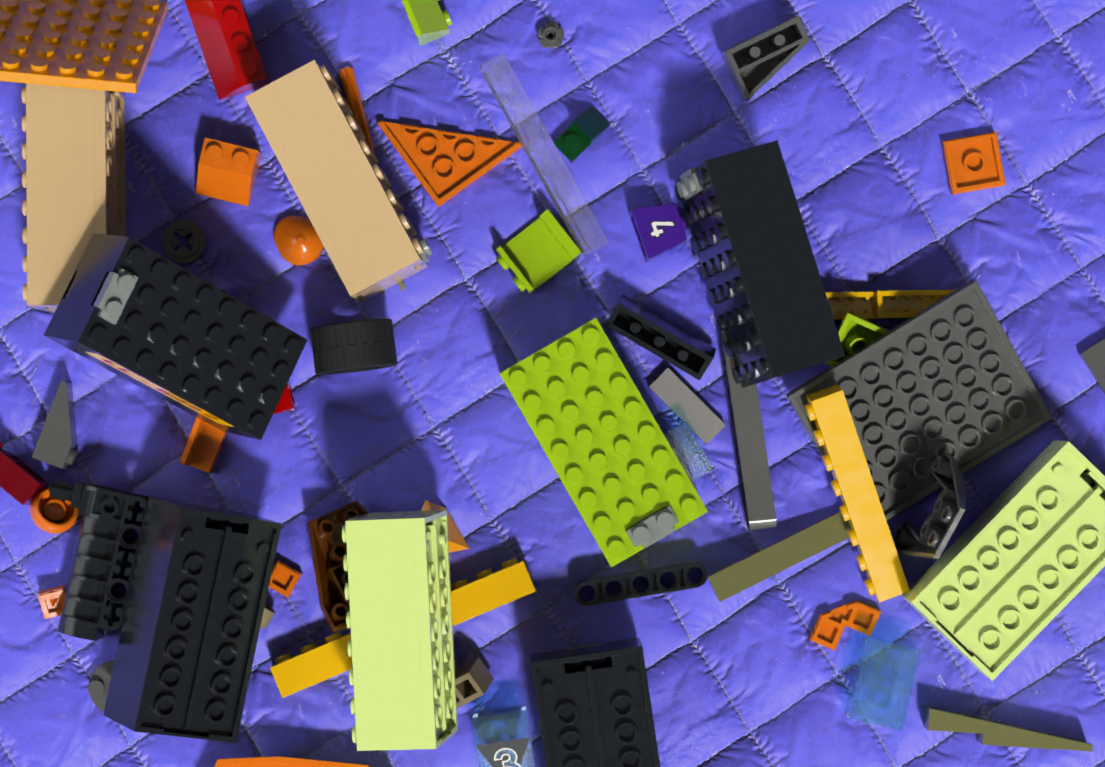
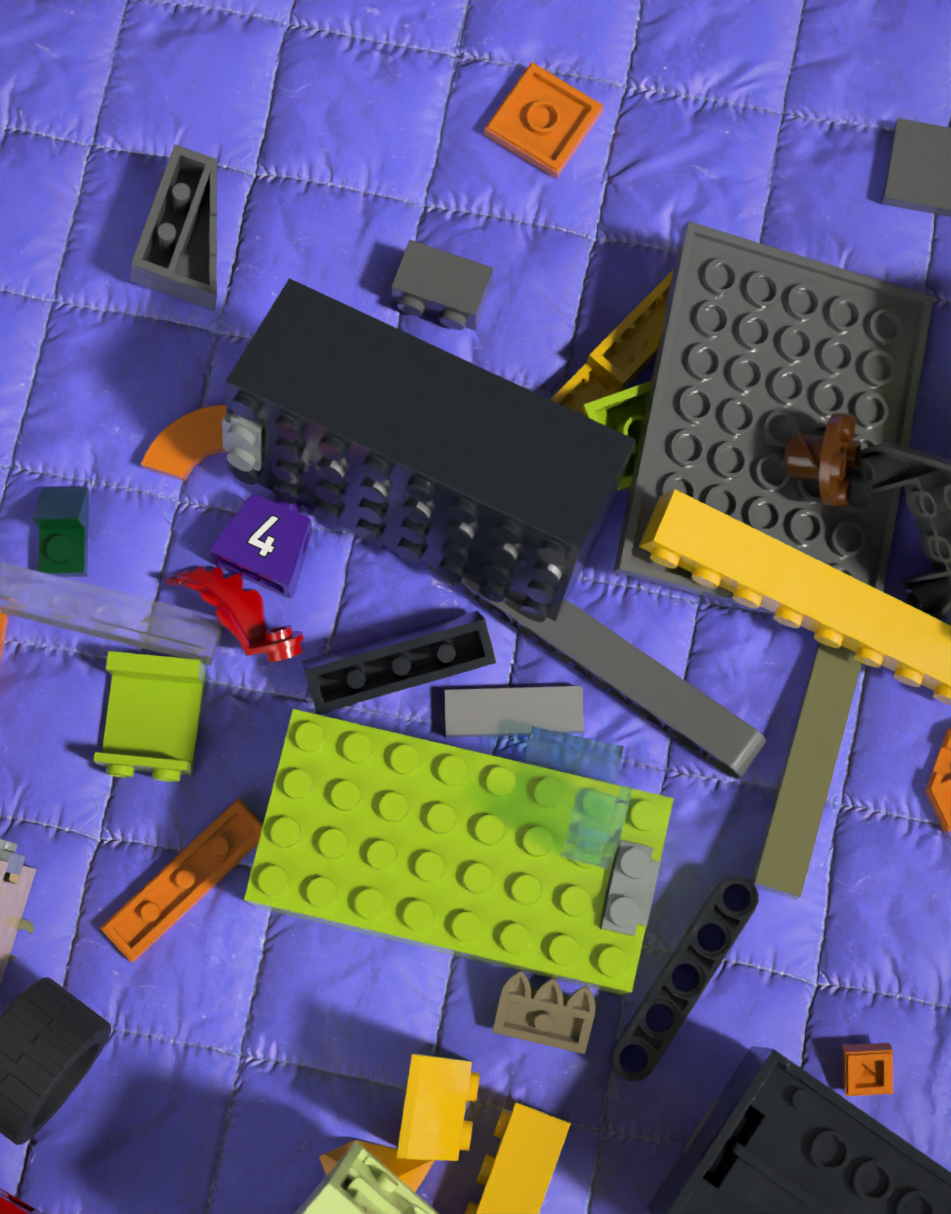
camera: 45 degrees left, 10 degrees down
(483, 334) = (184, 881): none -> orange tile
(490, 530) = (435, 1108): none -> yellow slope
(570, 539) = (545, 1014): none -> dark tan plate
(618, 247) = (241, 613): none -> red plant
(663, 491) = (596, 826): none -> clear light blue panel
(674, 150) = (186, 443): none -> orange tile
(674, 695) = (867, 1069): none -> orange tile
(848, 194) = (441, 286): none -> dark grey brick
(923, 440) = (826, 458): none -> reddish brown plate

